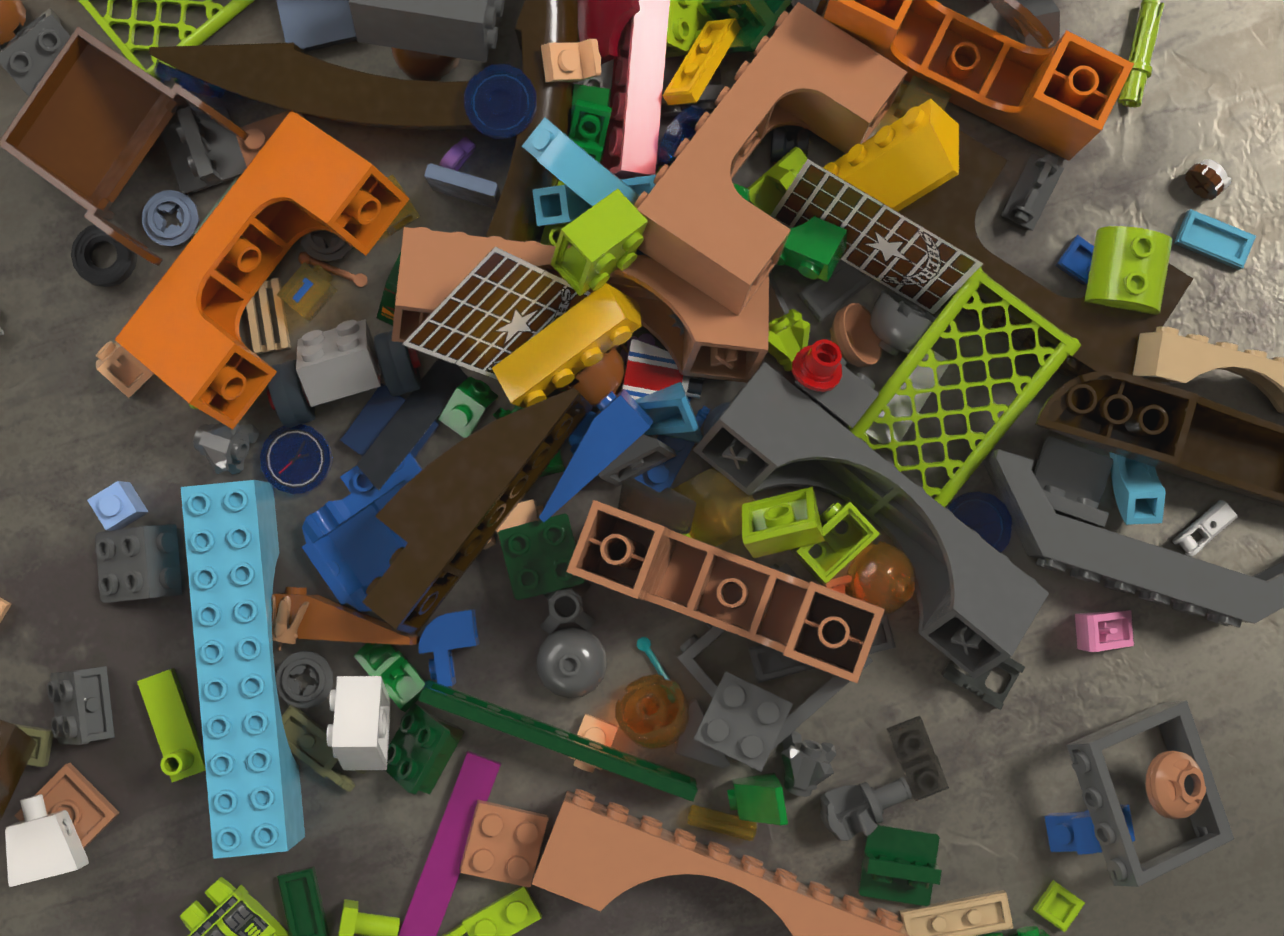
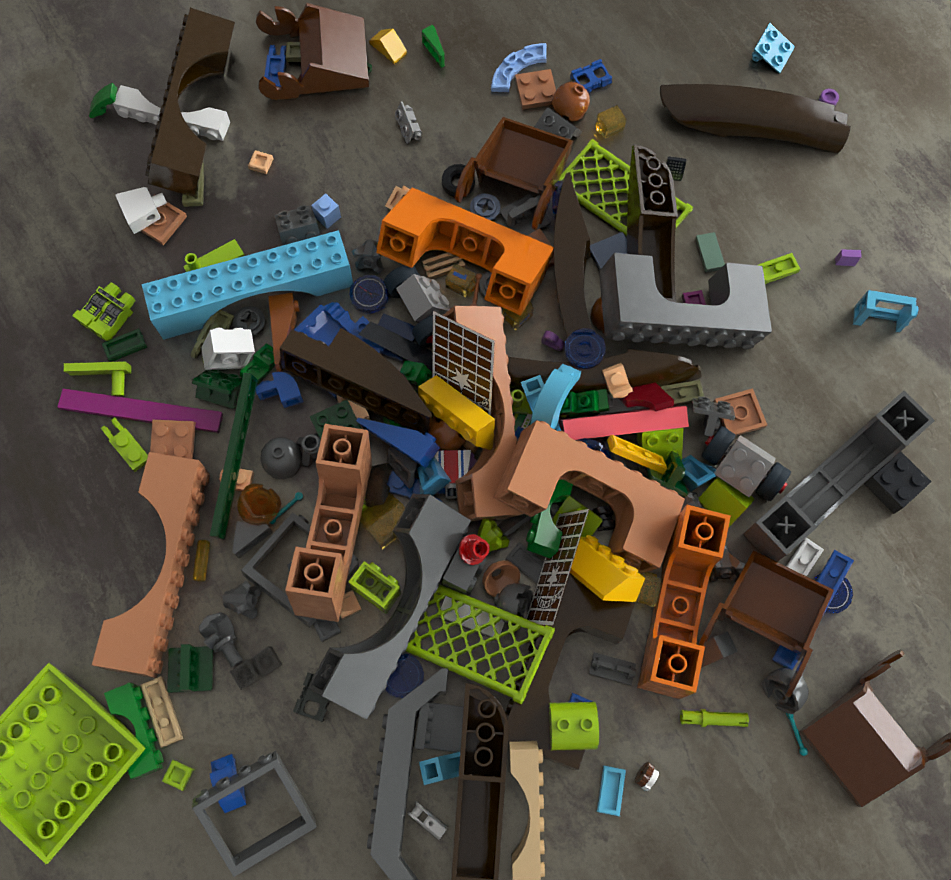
camera: 70 degrees right, 15 degrees down
(81, 706) = (217, 215): dark grey bracket -> none
(281, 630) = (277, 299): medium nougat piece -> none
(462, 185) = (536, 340): sand blue tile -> none
(601, 242) = (514, 407): lime piece -> none
(743, 721) = (259, 551): dark grey brick -> none
(758, 799) = (217, 575): green slope -> none
(781, 523) = (378, 548): lime slope -> none
(882, 577) = (359, 619): clear orange cylinder -> none
(1104, 630) = (352, 768): bright pink slope -> none
(1166, 785) = (260, 815): nougat piece -> none

